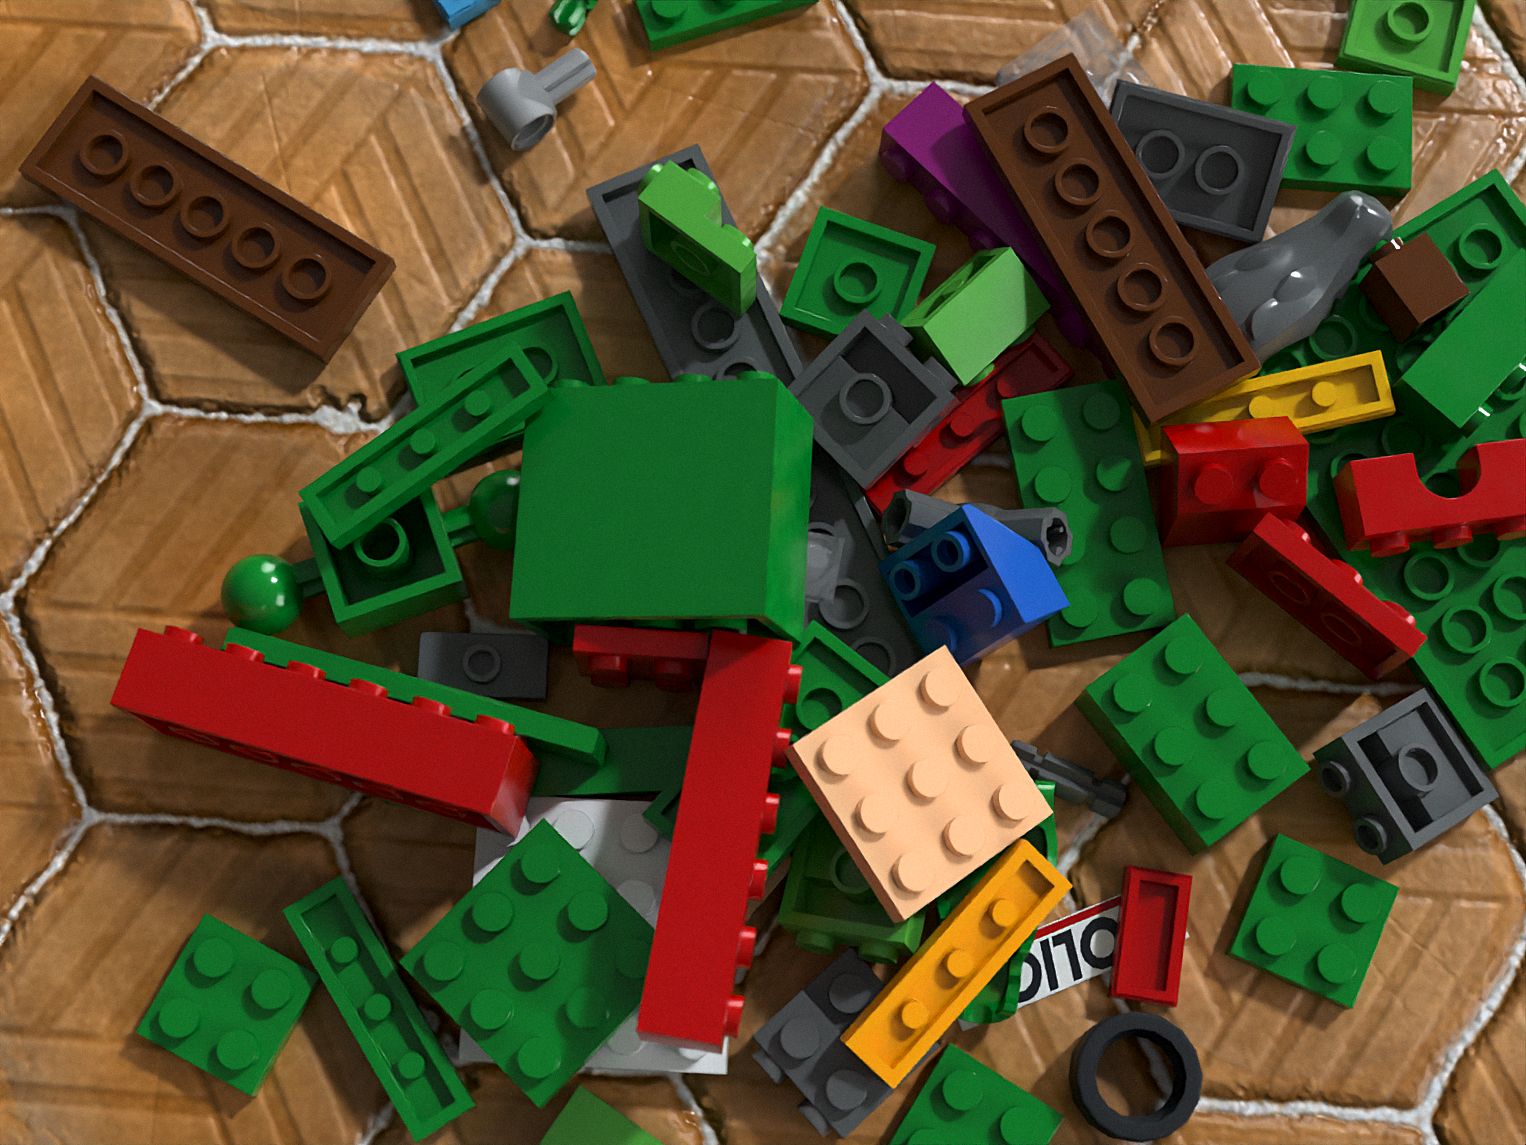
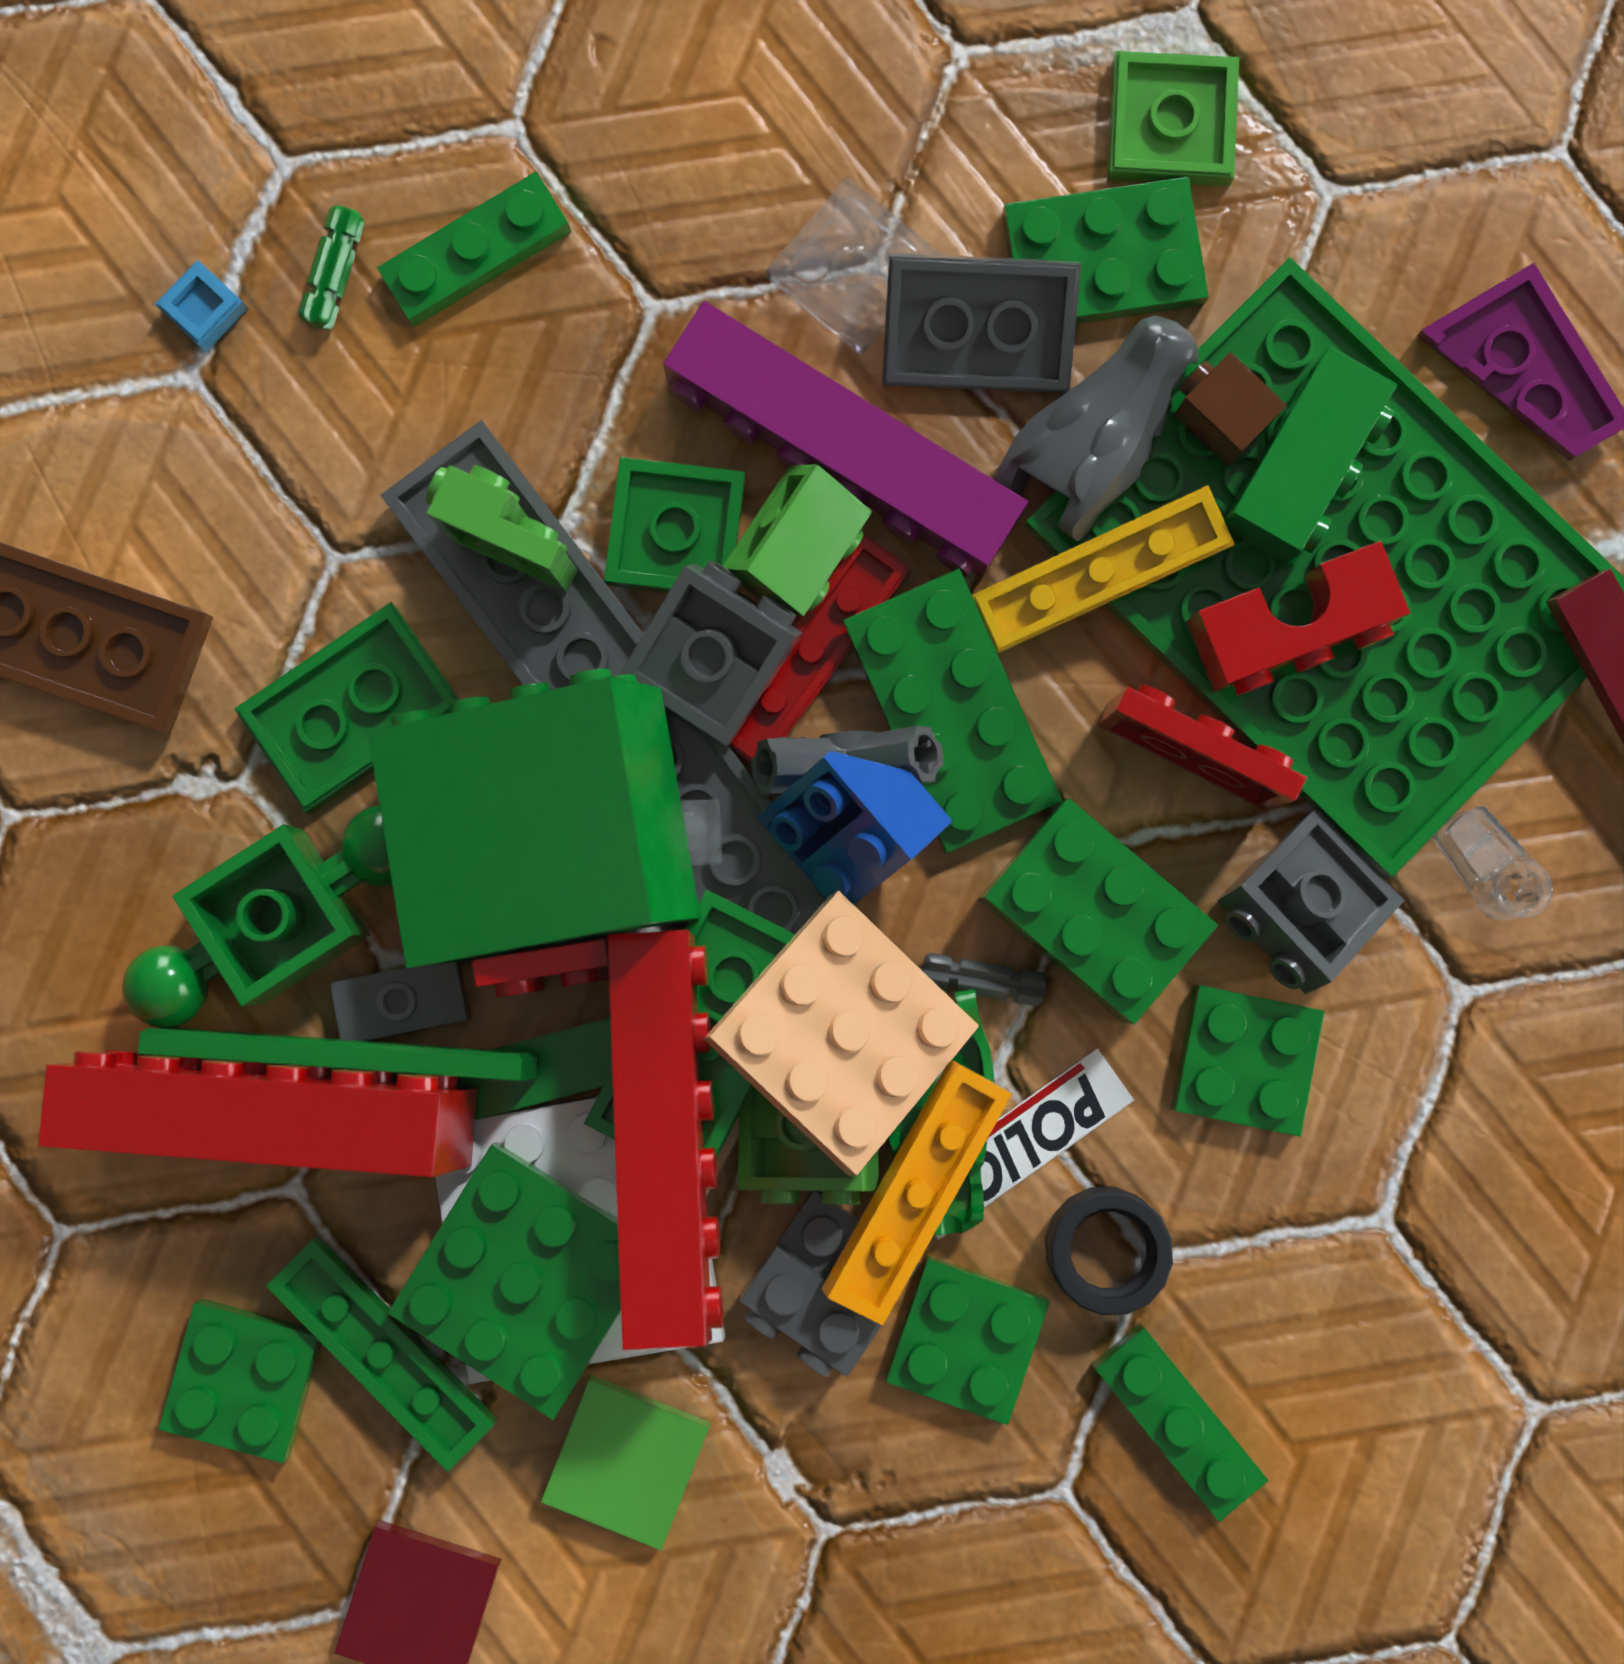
camera: 10 degrees left, 10 degrees up
(426, 445) = (281, 814): green plate -> none
(525, 103) = (297, 418): light grey axle -> none
(1110, 241) = (914, 431): reddish brown plate -> none
(1150, 936) = (1096, 1111): red tile -> none
(1228, 477) = (1085, 648): red slope -> none

